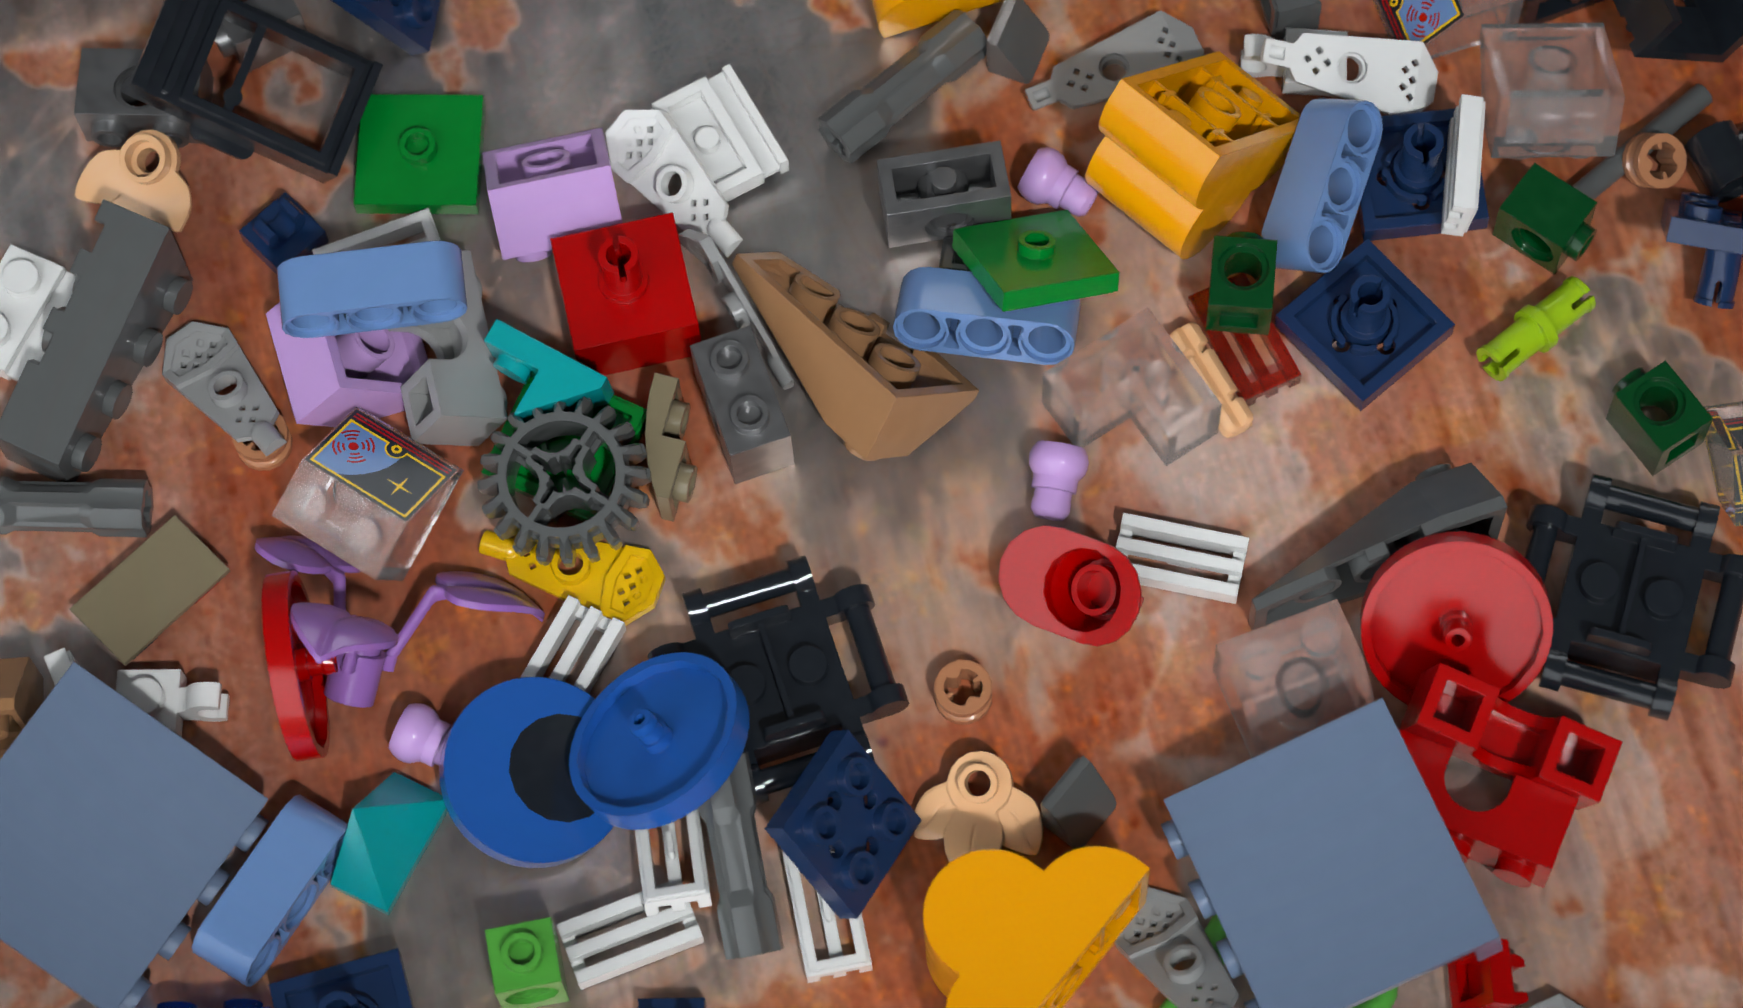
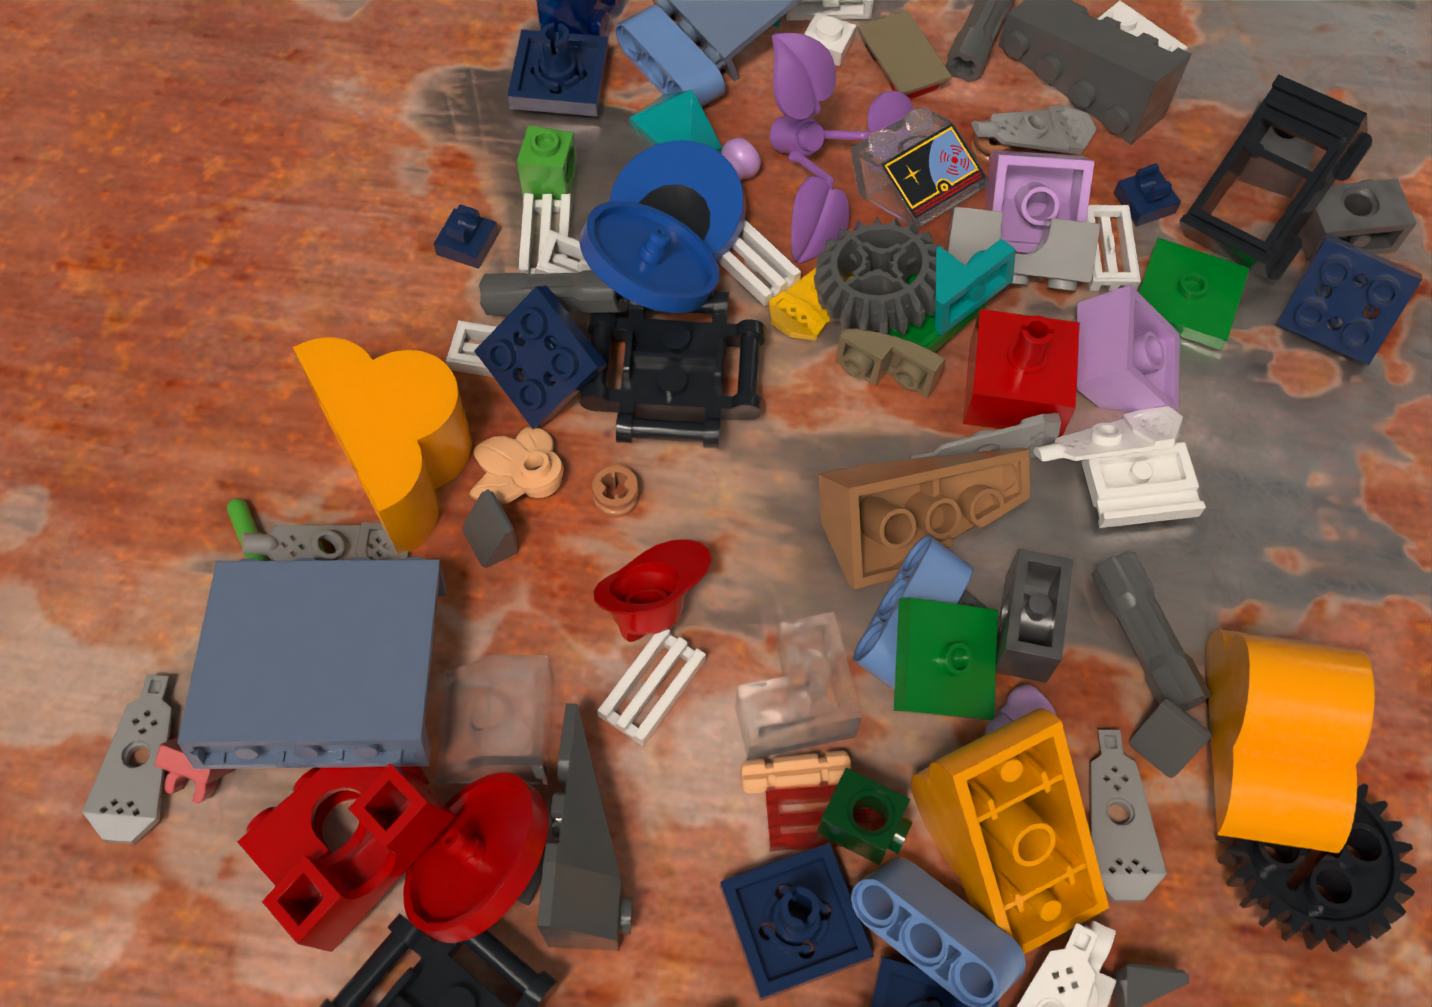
camera: 105 degrees right, 5 degrees down
(124, 180) = (1220, 119): light nougat plate -> none
(293, 672) = (838, 111): red piece -> none
(371, 289) = (1066, 181): medium blue beam -> none
(742, 404) = (902, 416): flat silver brick -> none
(1056, 475) = (756, 615): lavender piece -> none

